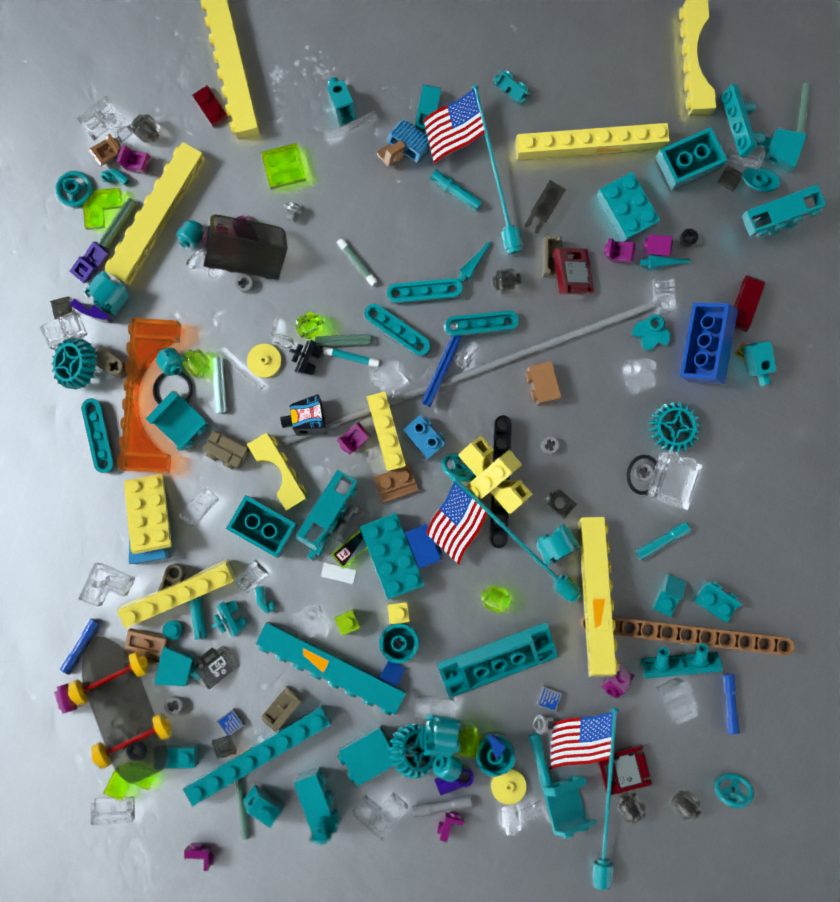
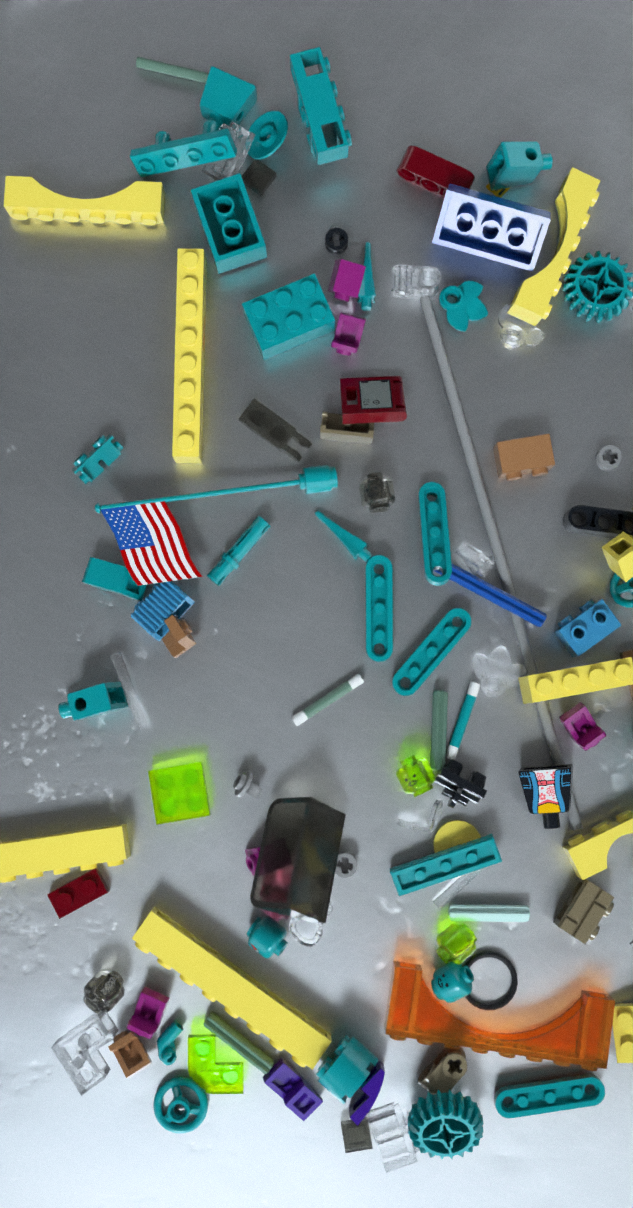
camera: 80 degrees left, 0 degrees up
(178, 420) = (537, 975): teal panel -> none
(249, 351) = (445, 865): none -> teal tile
(664, 379) = (572, 203): none -> light yellow arch

